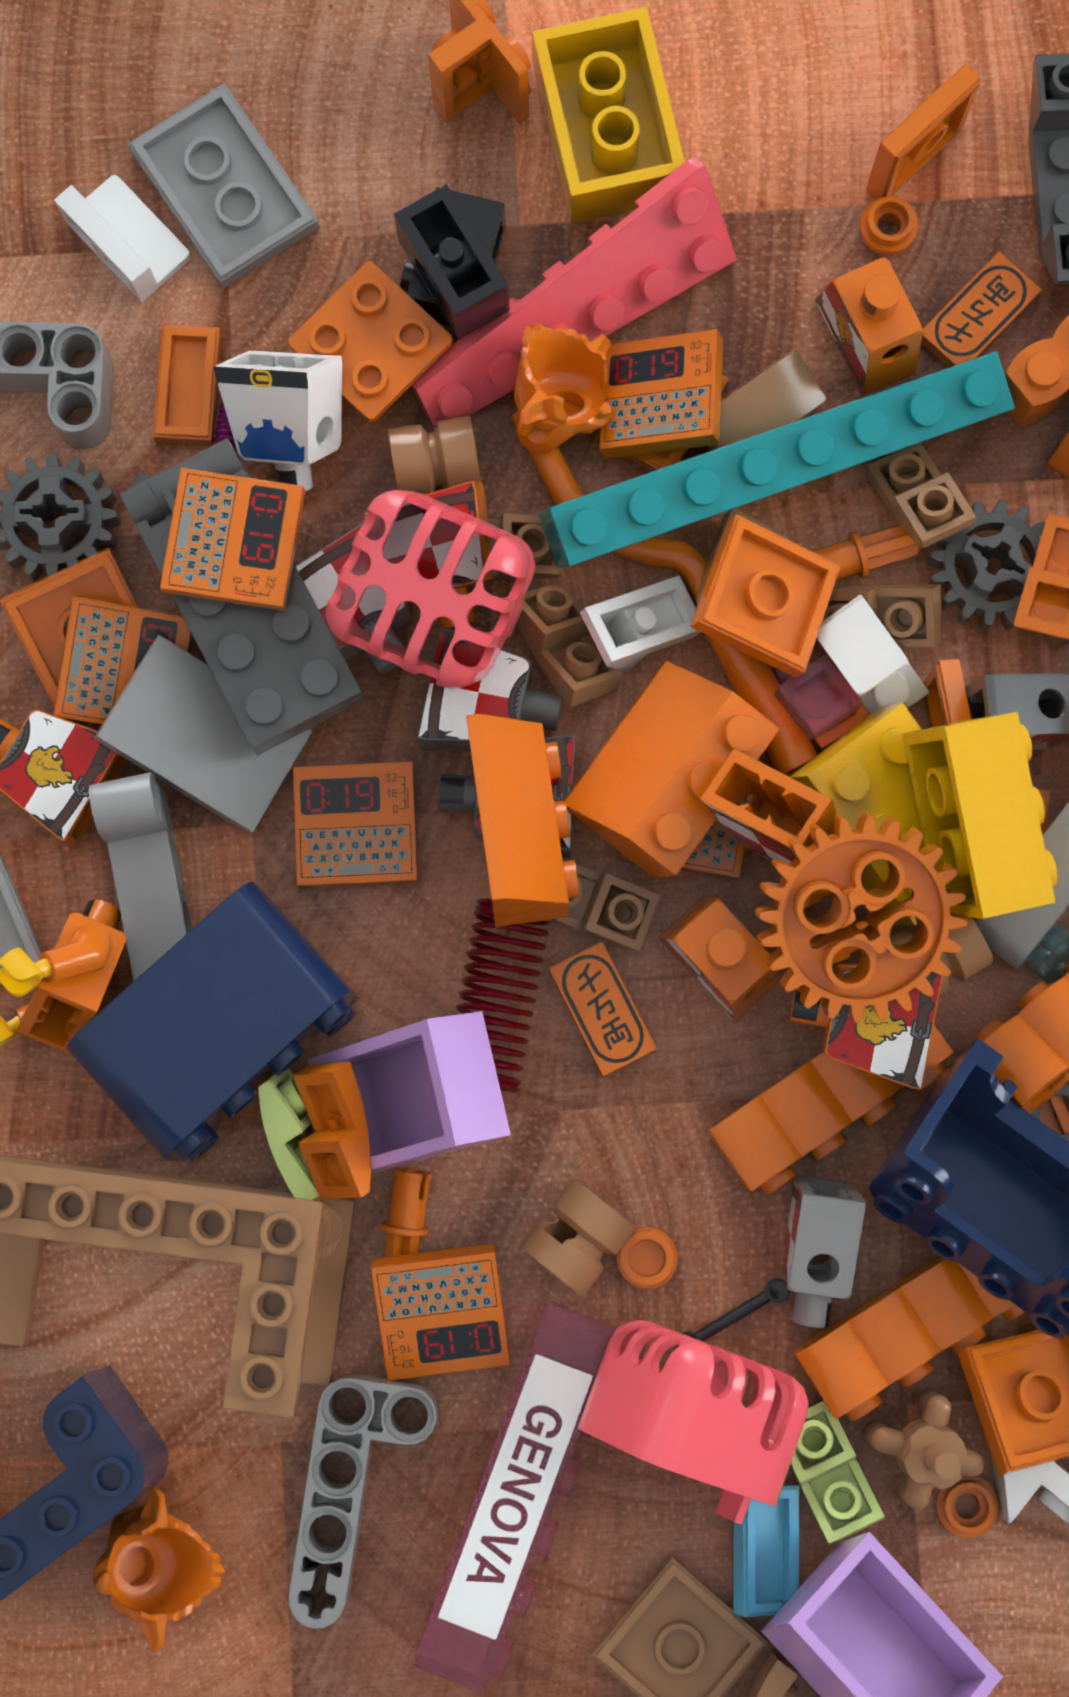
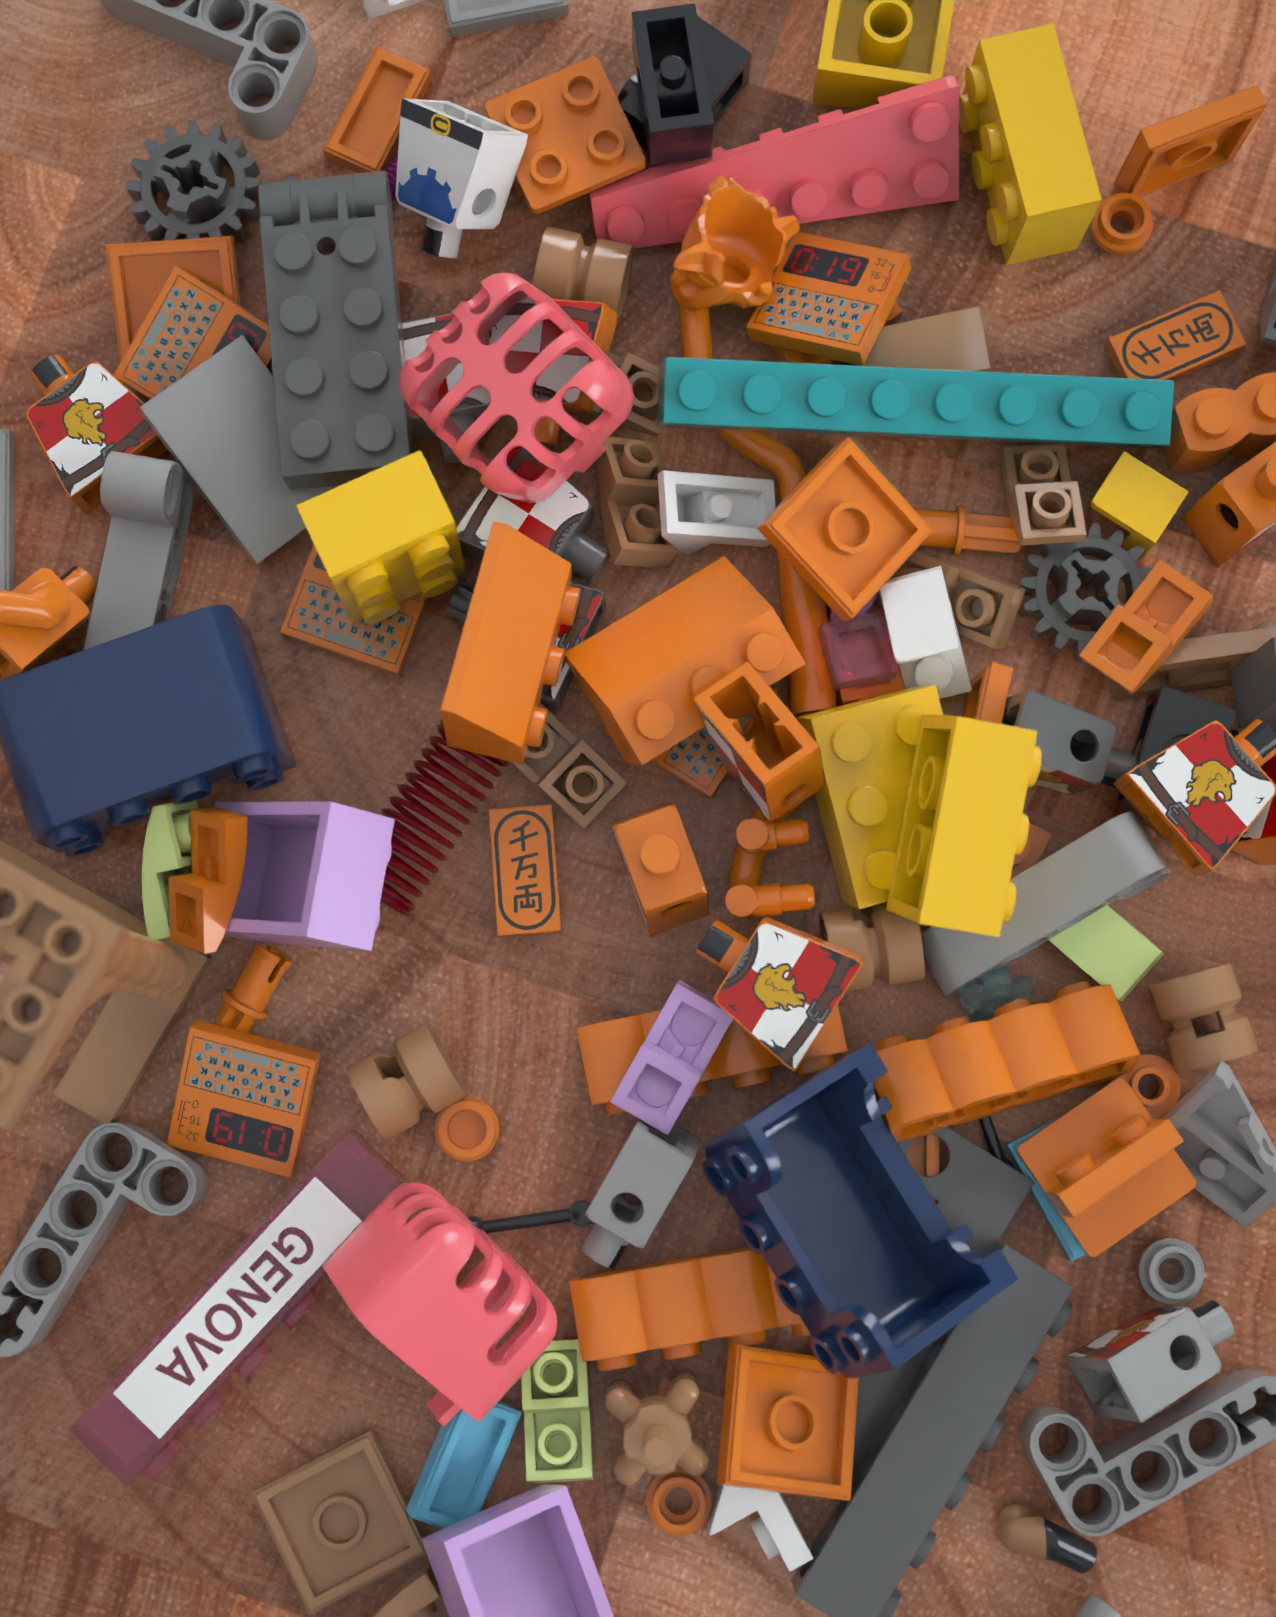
camera: 20 degrees right, 0 degrees up
(232, 539) = (344, 265): tile -> none
(369, 767) = (385, 538): none -> yellow brick
(783, 191) = (1028, 145): none -> yellow brick
(806, 1120) = (672, 1057): none -> lavender slope
(867, 319) = (1060, 301): orange torso -> none
(884, 968) = (805, 936): orange gear -> none
(1006, 467) = (1138, 501): none -> yellow panel

